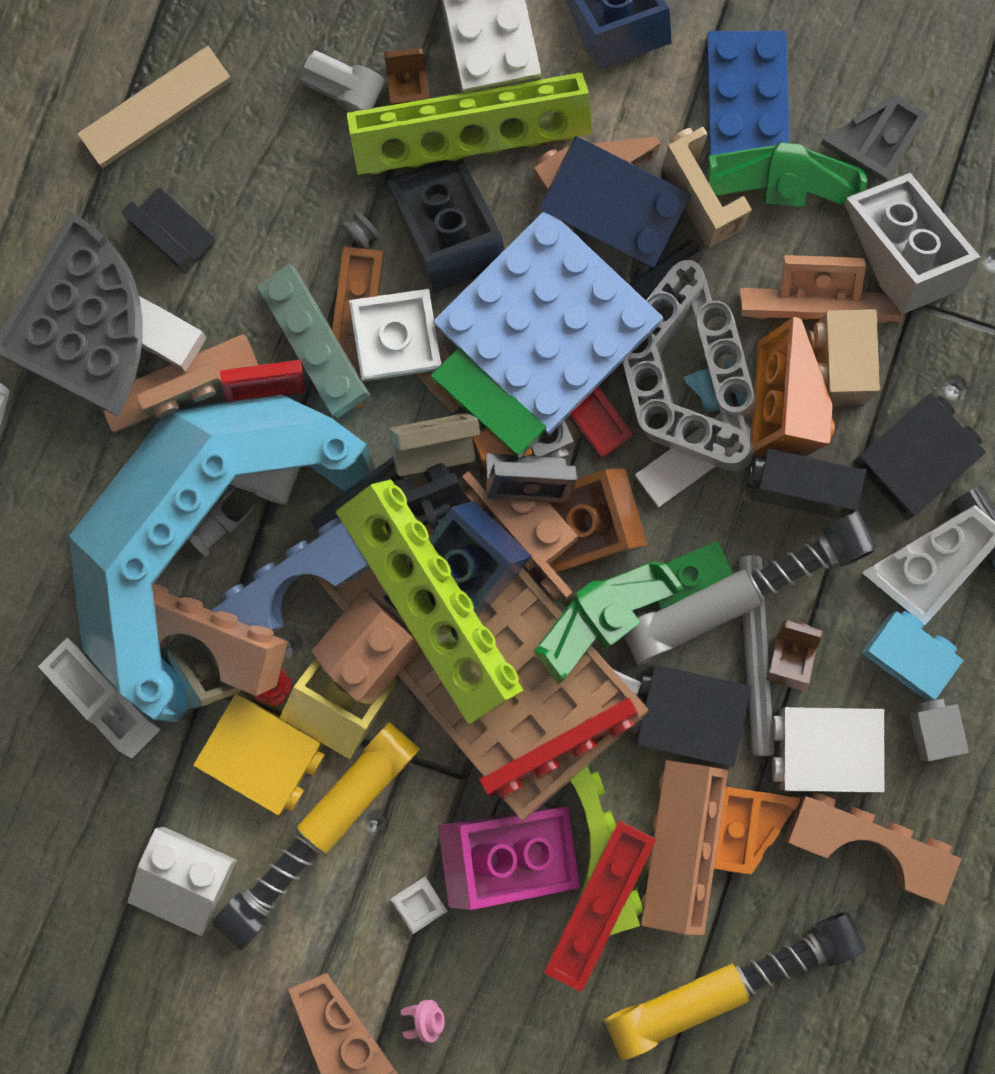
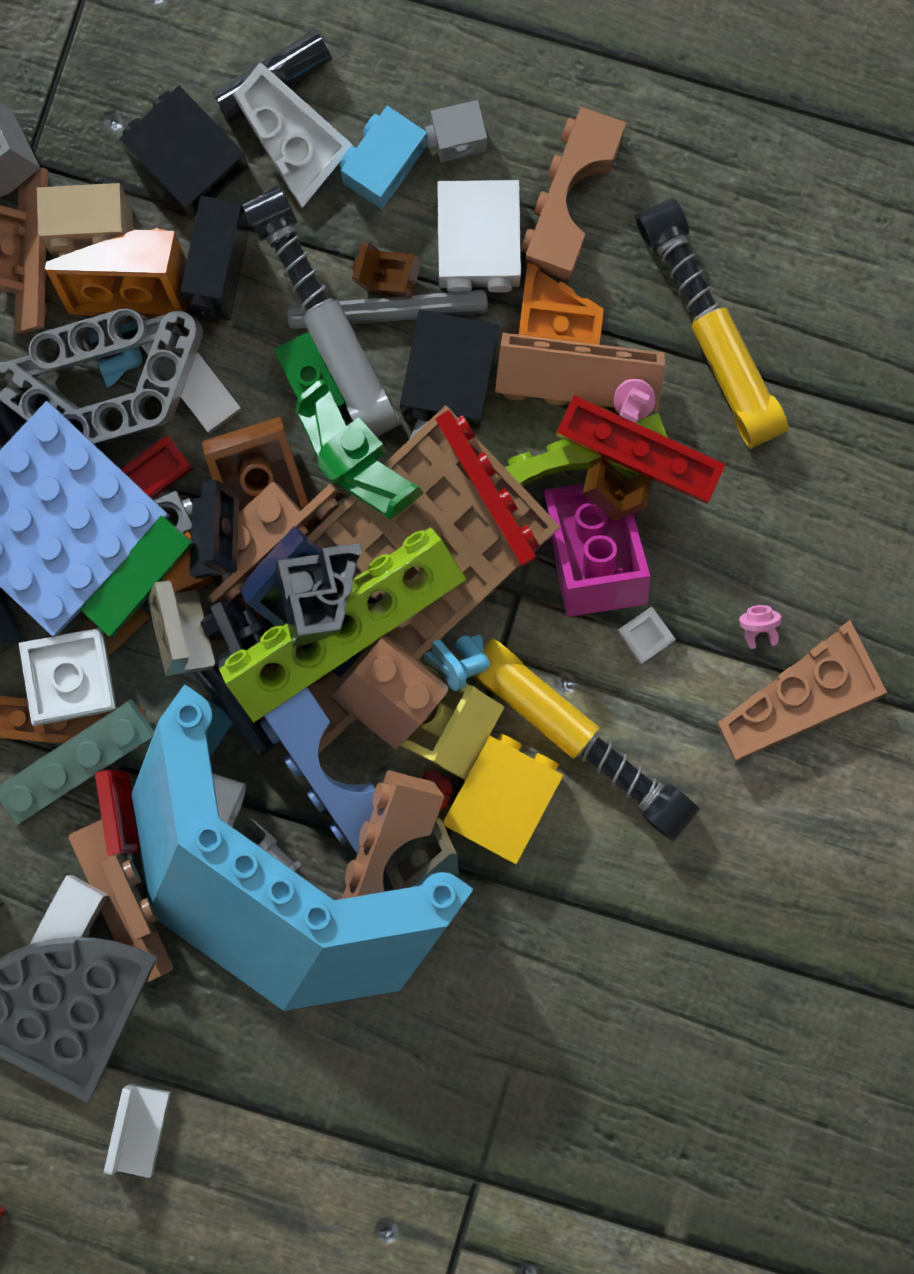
camera: 90 degrees left, 0 degrees up
(98, 699) = (450, 969): white slope -> none
(180, 880) = (632, 874): white slope -> none
(381, 711) = (455, 671): none -> medium azure piece
(457, 575) = (317, 591): none -> black slope
(559, 878) = (613, 492): none -> reddish brown bracket
(651, 901) = (634, 399): none -> bright pink plate

